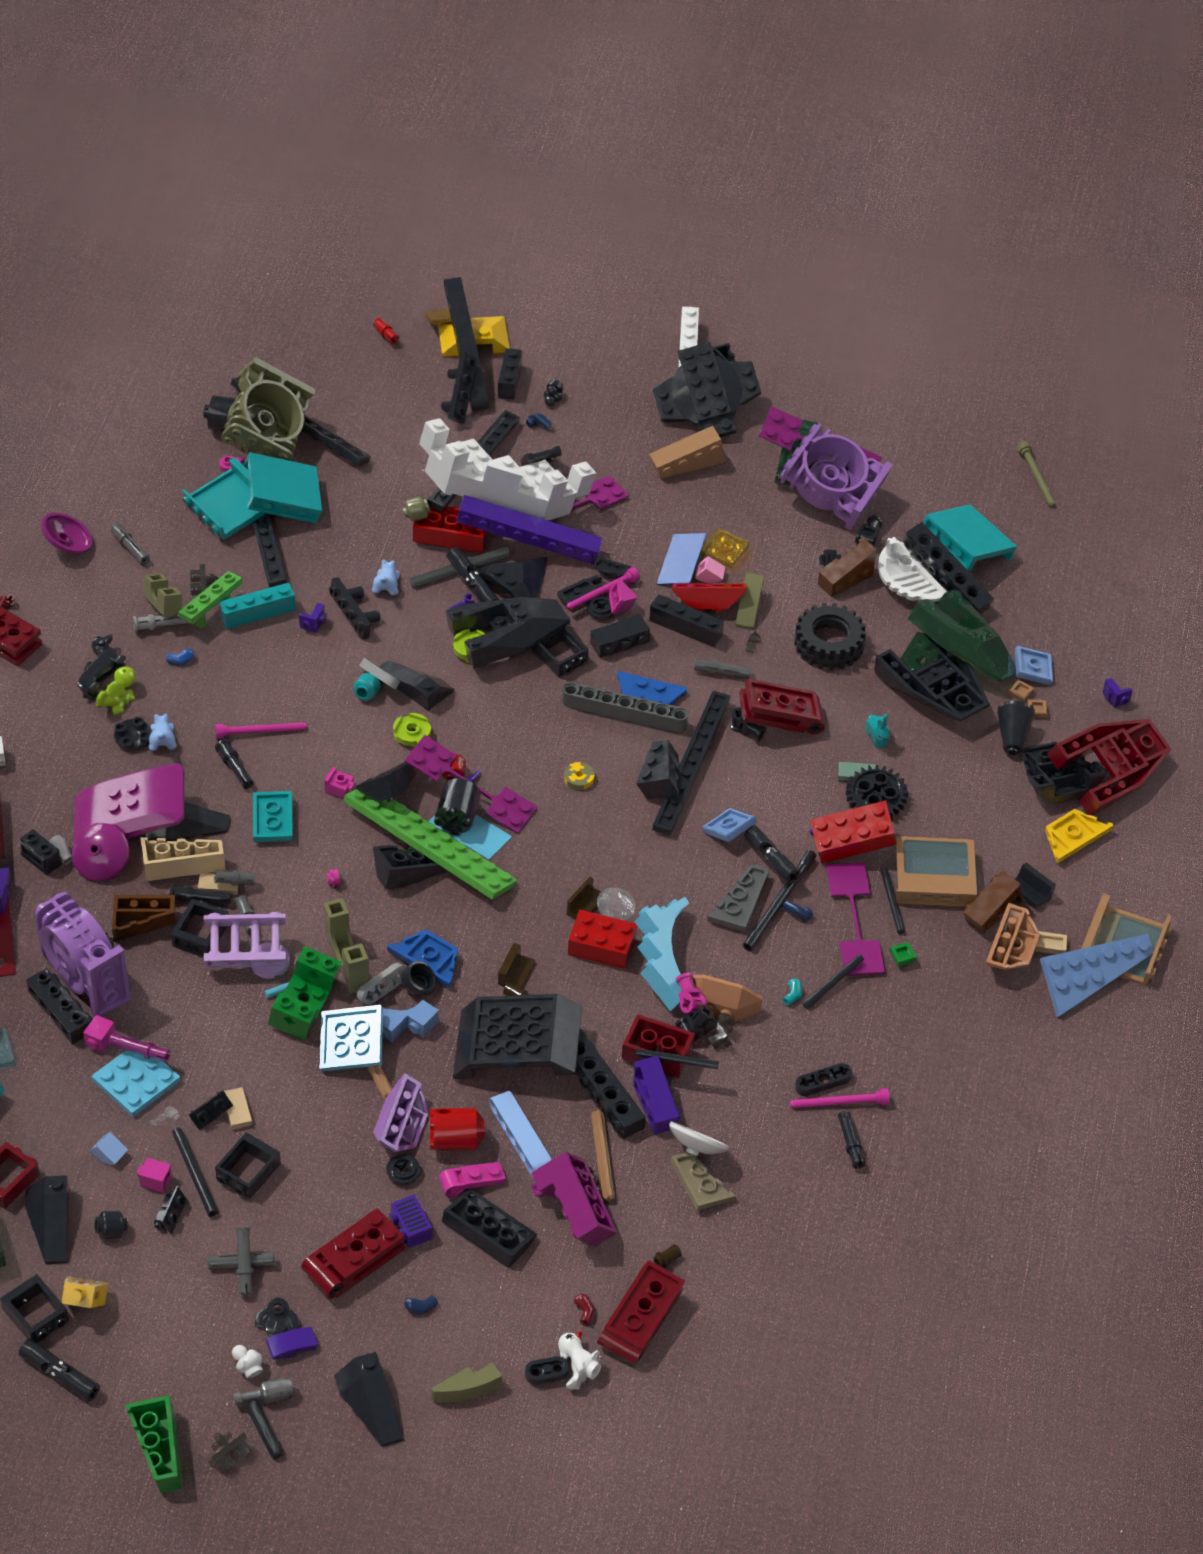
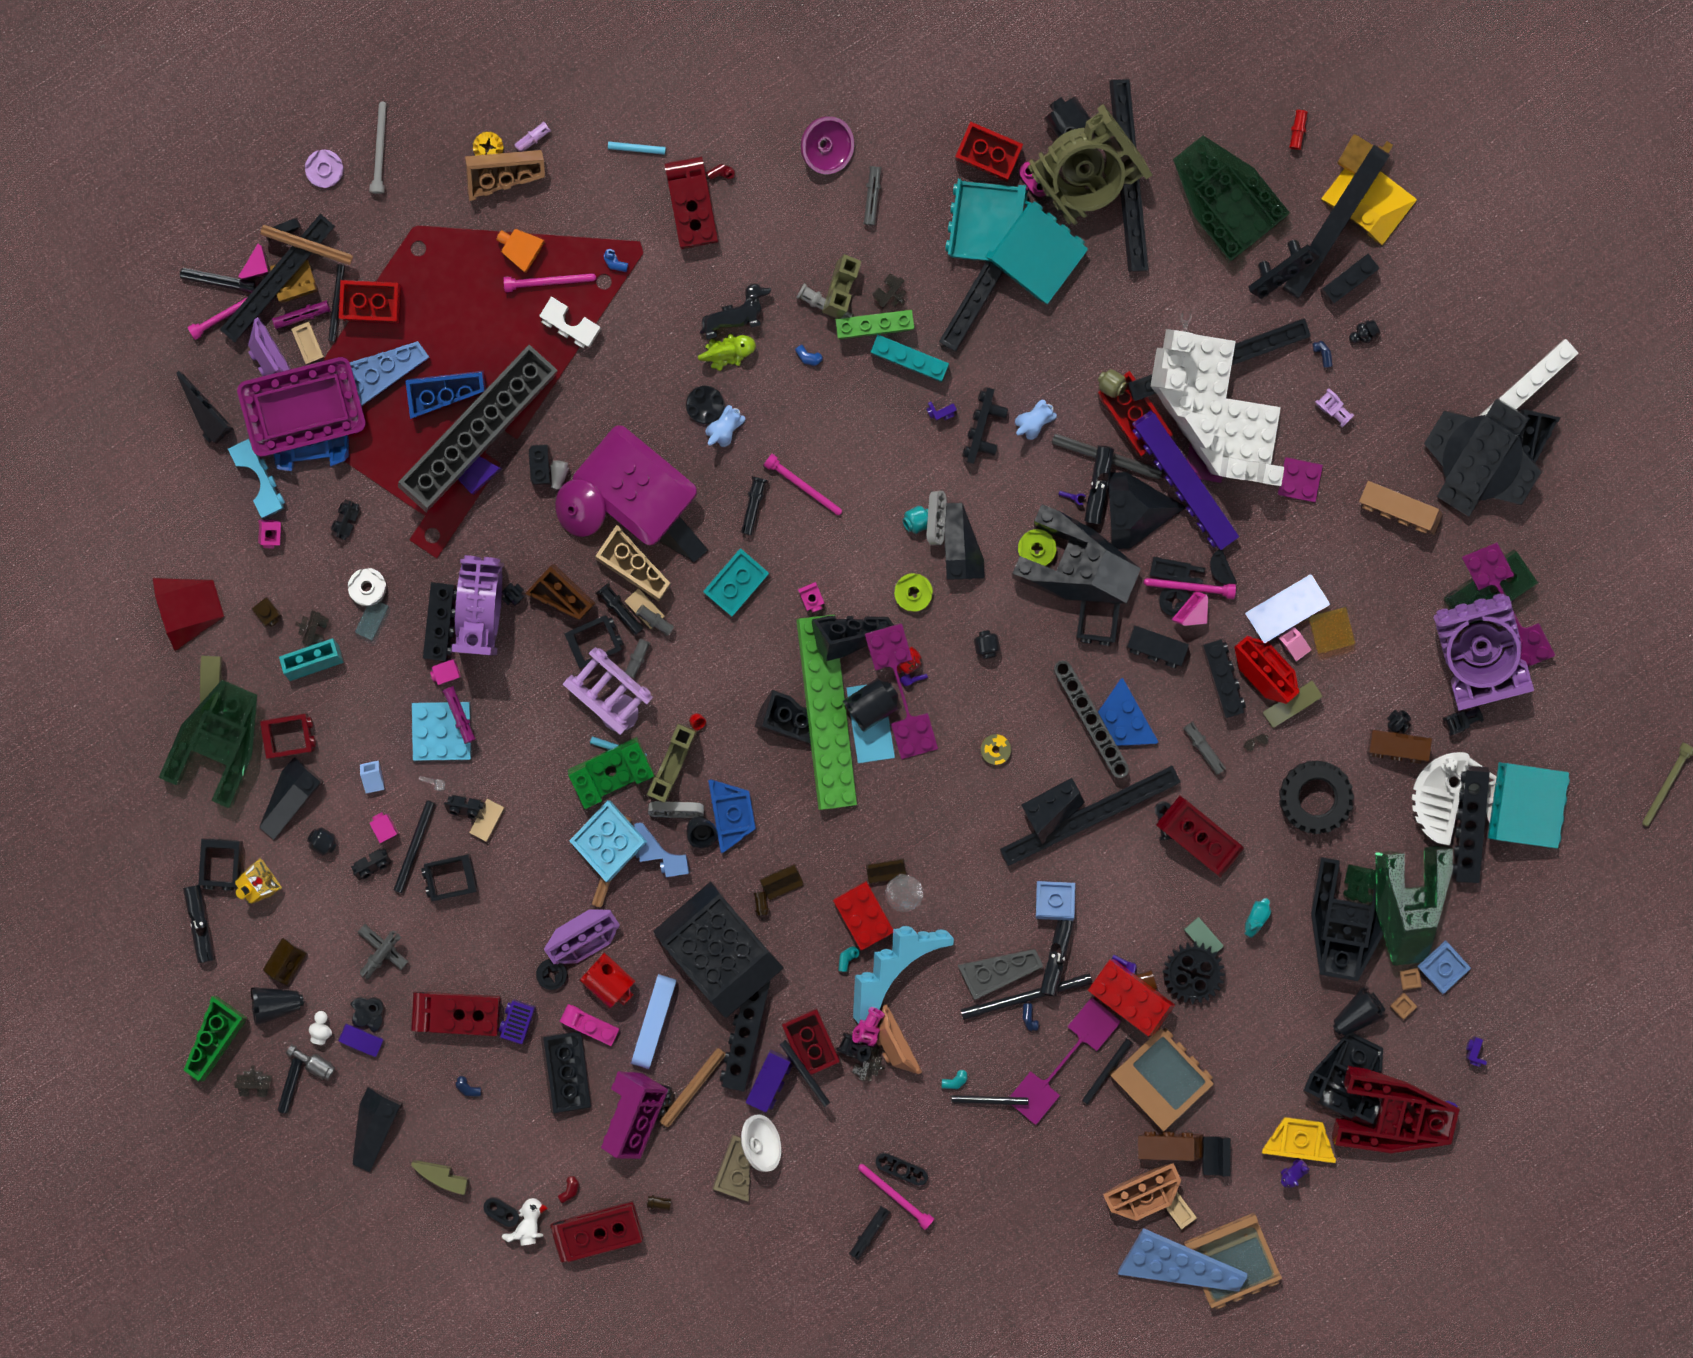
camera: 50 degrees right, 40 degrees up
(165, 1338) = (284, 962): none -> dark brown panel
(184, 1373) = (274, 1003): none -> black cone
(187, 465) = (988, 151): none -> red brick
(333, 877) = (728, 680): dark pink plate -> none
(382, 383) = (1227, 197): none -> clear green wedge
(501, 718) = (987, 644): none -> black head
(548, 455) = (1280, 400): black plate -> none
(579, 440) = (1333, 407): none -> lavender connector
(620, 978) = (846, 956): none -> teal arm
(903, 954) = (1063, 1124): green plate -> none
(1095, 850) = (1294, 1173): none -> dark purple animal

